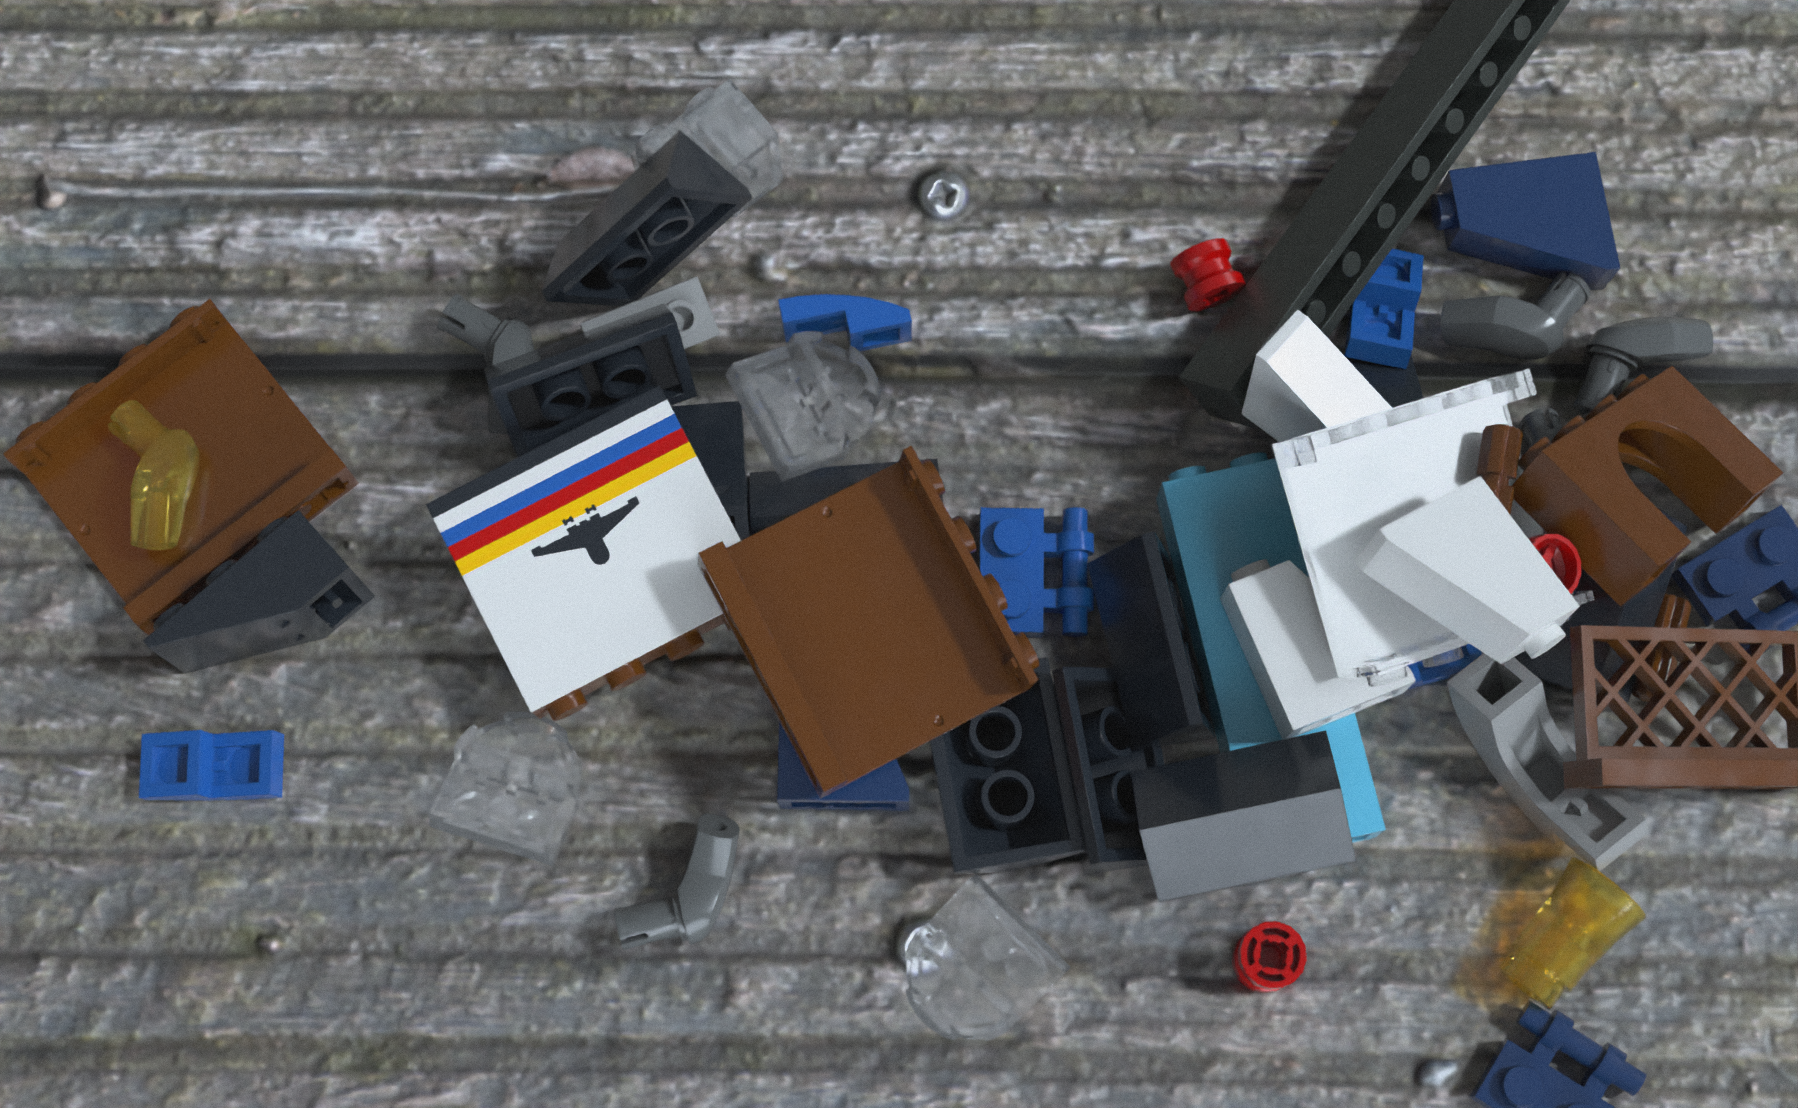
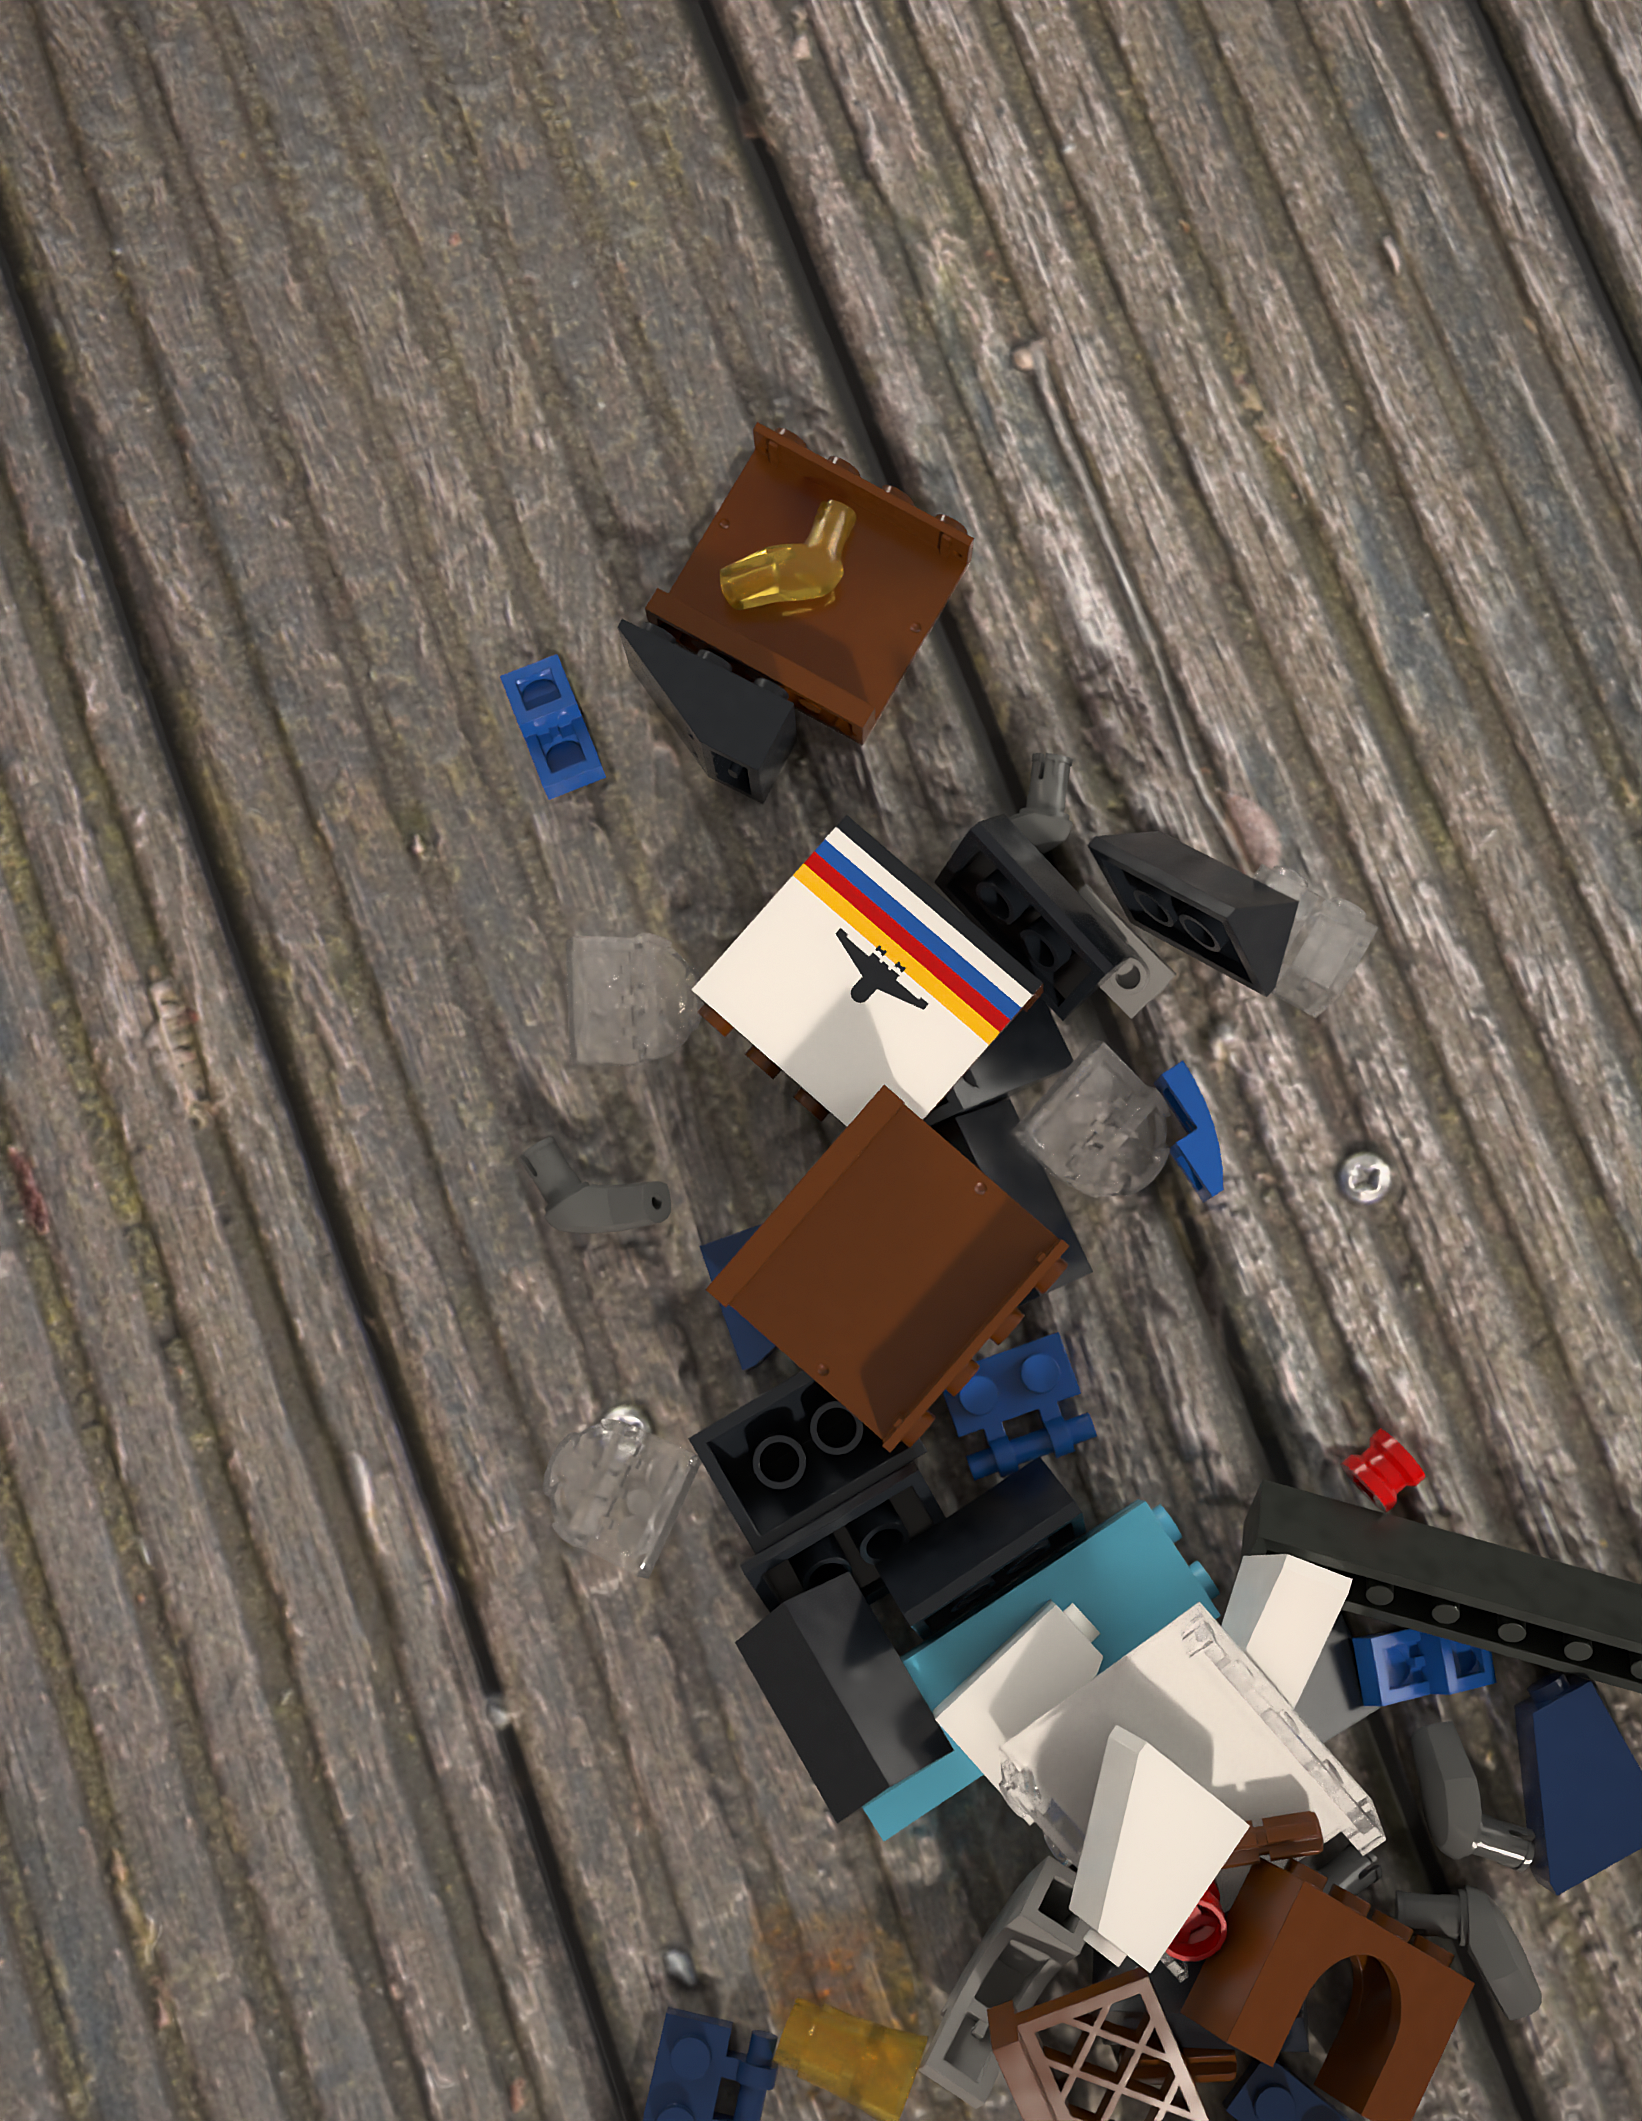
camera: 75 degrees right, 5 degrees up
(1260, 965) = (732, 1756): red wheel -> none

